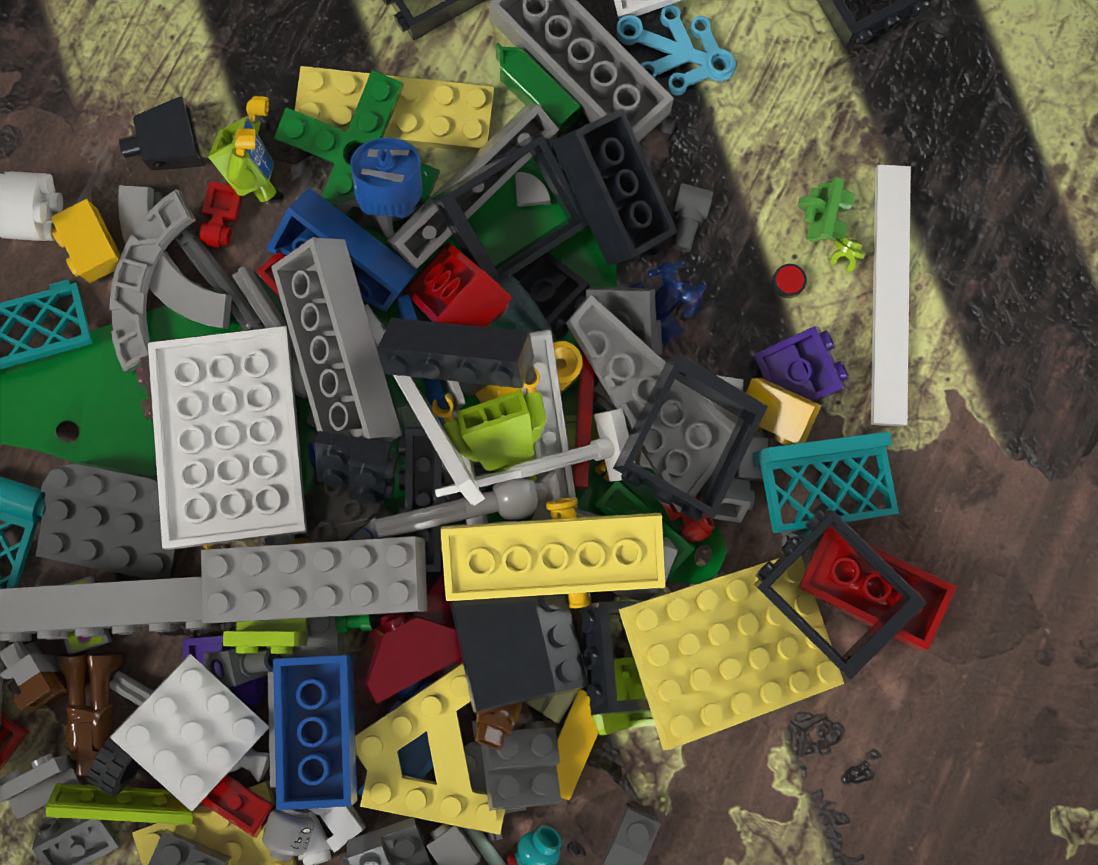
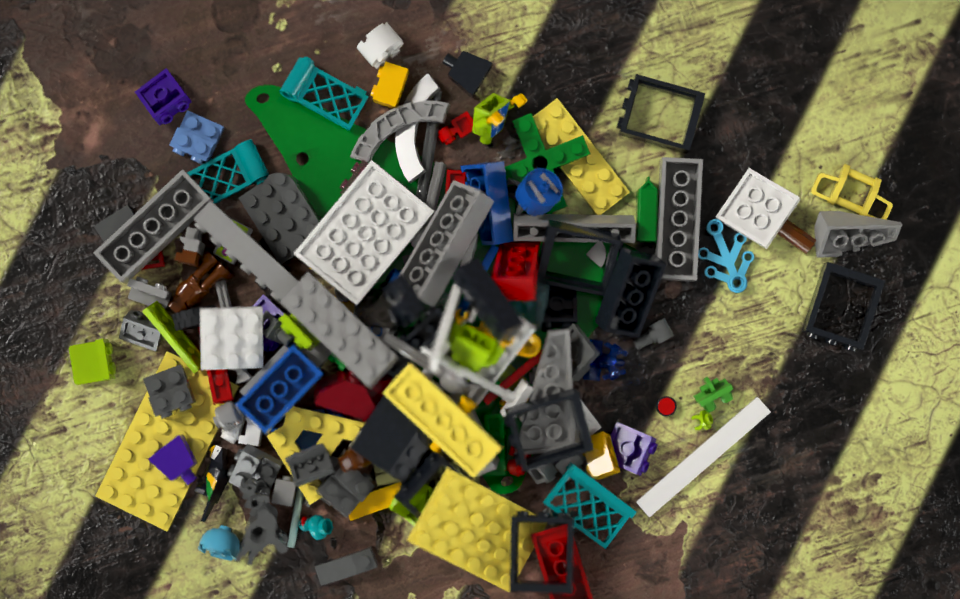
camera: 50 degrees right, 5 degrees up
(449, 785) = (310, 464): none -> dark grey bracket

